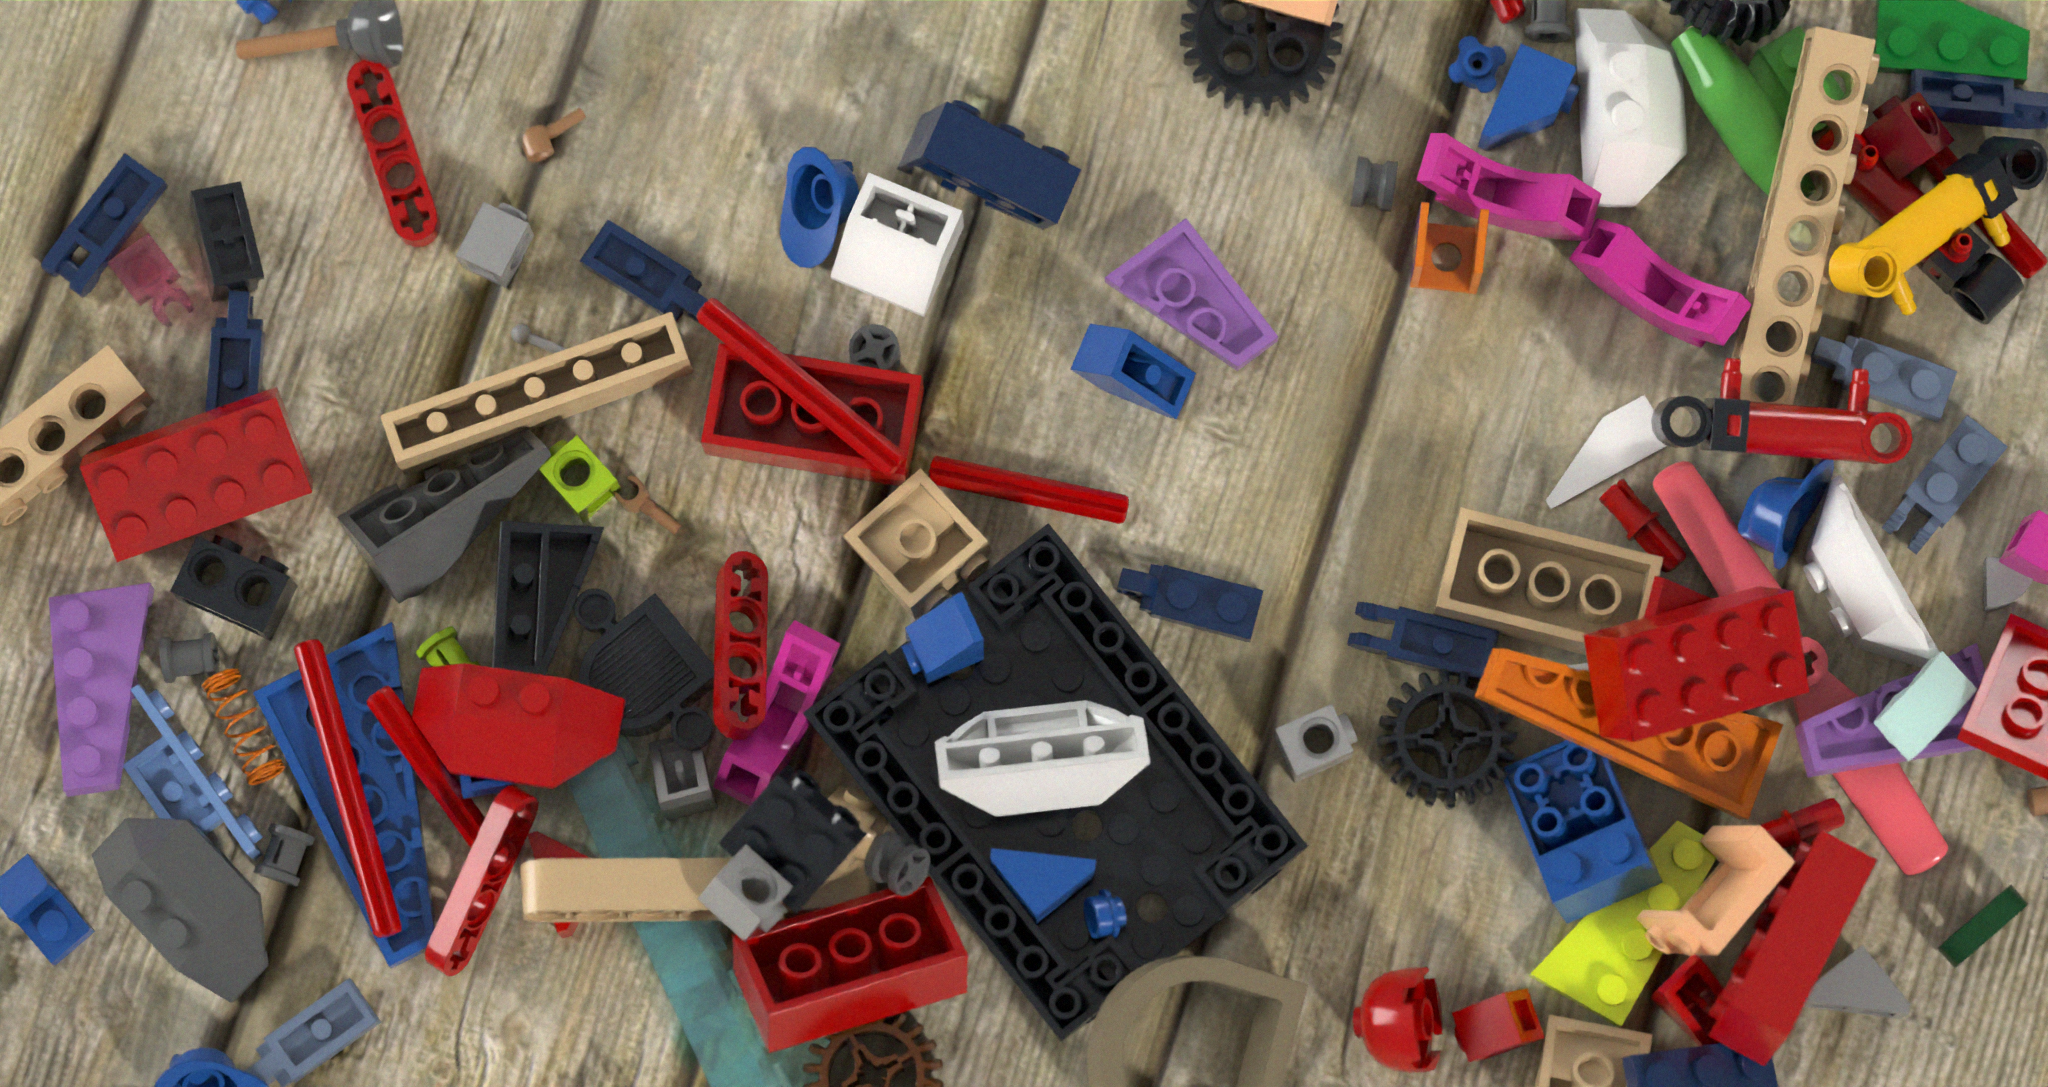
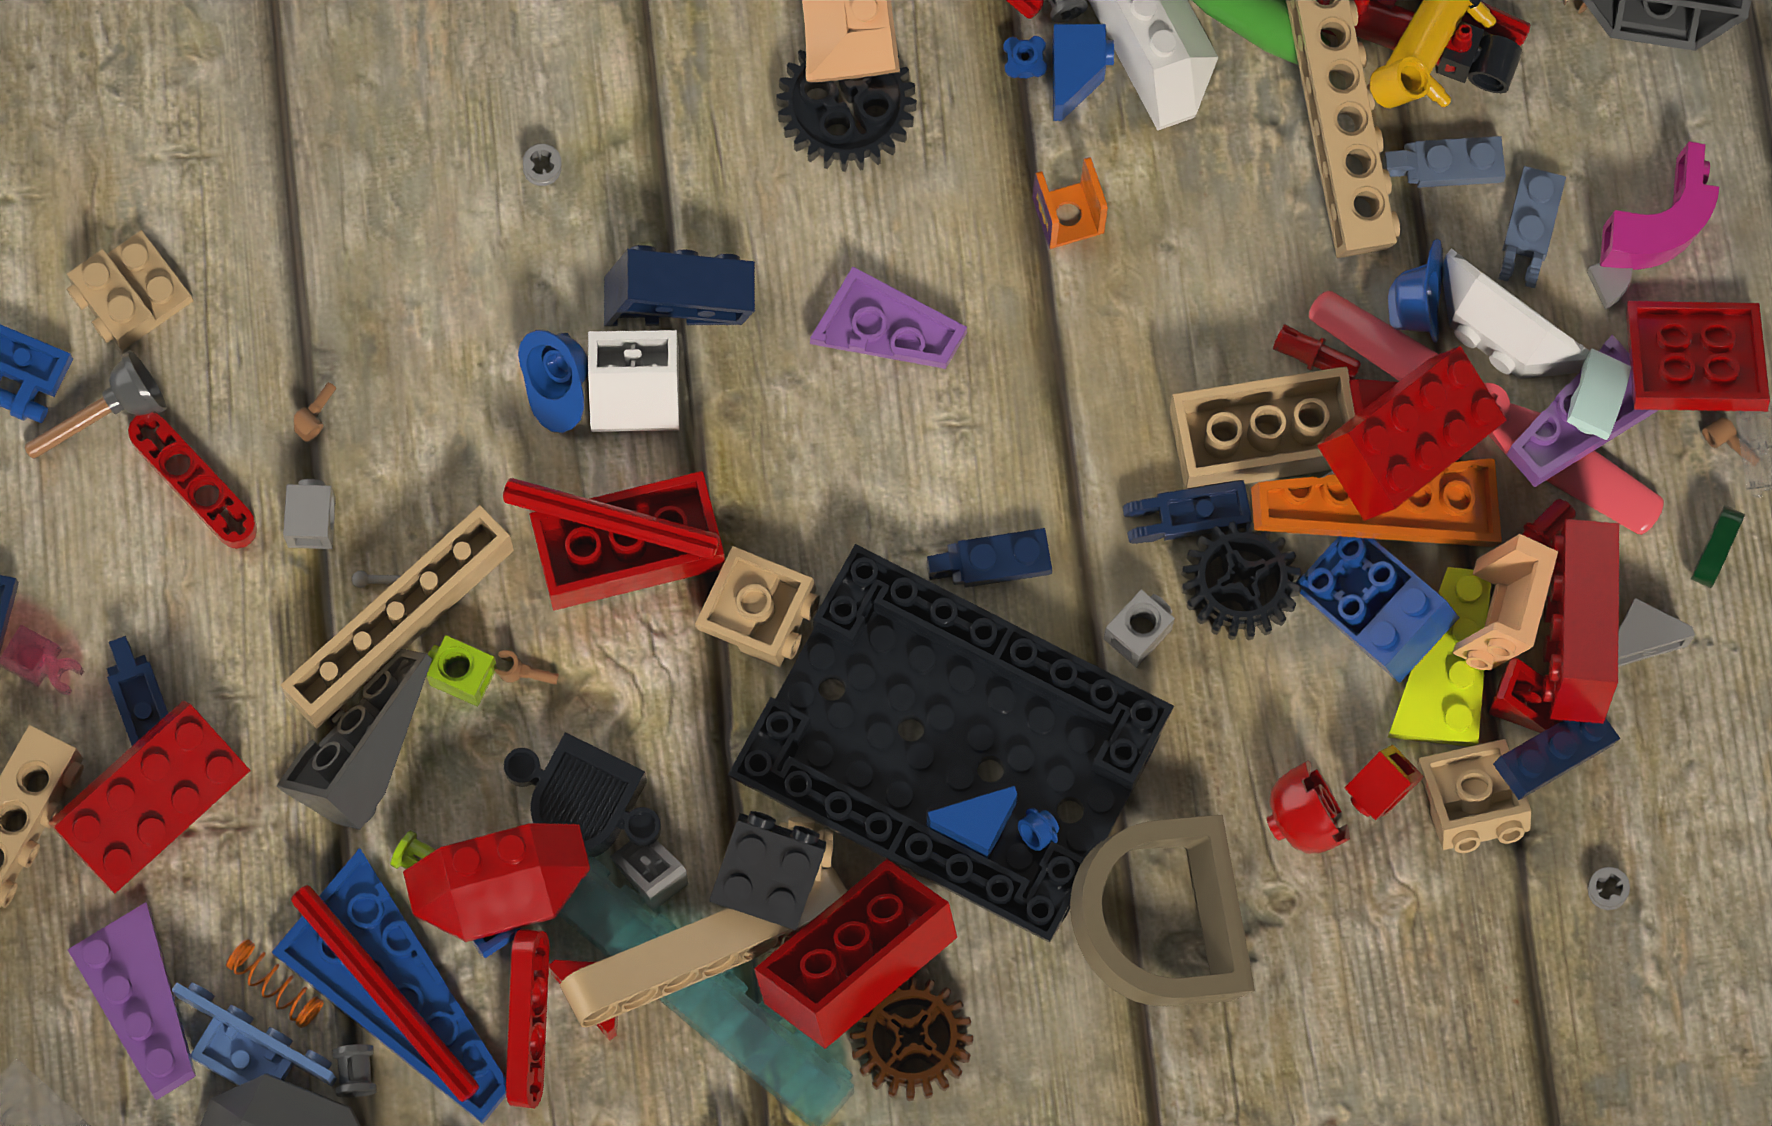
camera: 30 degrees left, 5 degrees down
(189, 657) = (205, 947): dark grey bush -> none
(225, 239) = (86, 603): black hinge -> none
(230, 595) = (216, 887): black brick -> none
(426, 763) = (442, 947): red axle -> none
(536, 590) = (466, 769): black wedge -> none
(643, 272) = (441, 489): dark blue hinge -> none
(737, 644) = (658, 742): red beam -> none
(748, 874) = (752, 929): light grey brick -> none
(794, 686) = (707, 784): dark pink arch -> none
(871, 343) = (652, 464): dark grey wheel -> none
(896, 863) = (858, 857): dark grey wheel -> none
(943, 640) = (815, 667): blue slope -> none
(1029, 489) = (825, 528): red axle -> none
(1042, 757) = (936, 725): white wedge -> none
(1133, 369) = (864, 400): blue slope -> none
(1374, 184) = (987, 179): dark grey wheel -> none
(1516, 199) = (1112, 143): dark pink arch -> none
(1613, 446) = (1264, 303): white sticker -> none
(1656, 290) = (1243, 170): dark pink arch -> none
(1784, 429) = (1360, 240): red piece -> none

